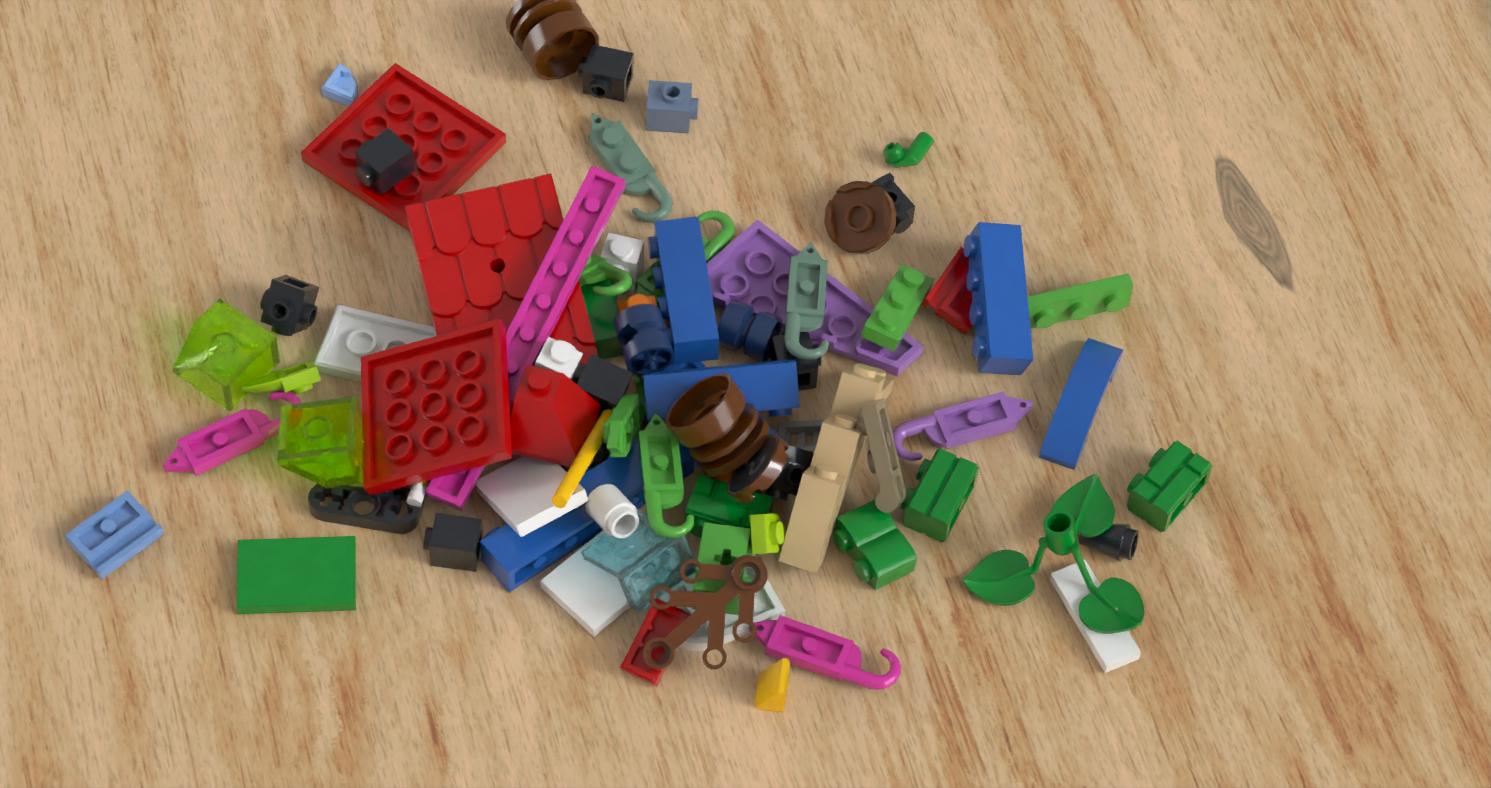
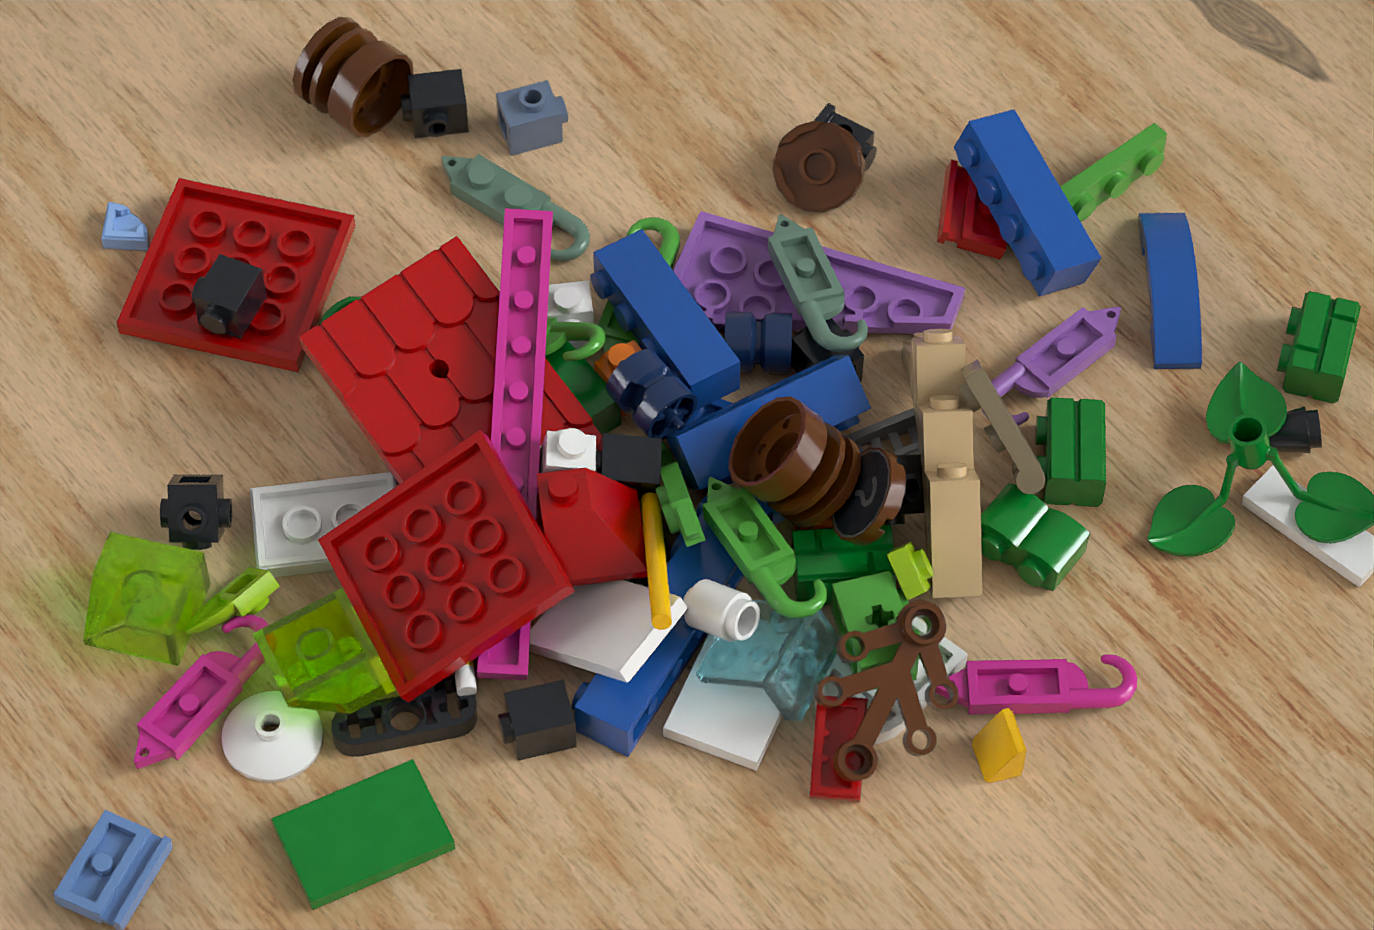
camera: 20 degrees left, 0 degrees up
(267, 497) = (273, 754): none -> white dish
(897, 307) = (914, 254): bright green plate -> none
(909, 156) = (832, 78): green arm -> none

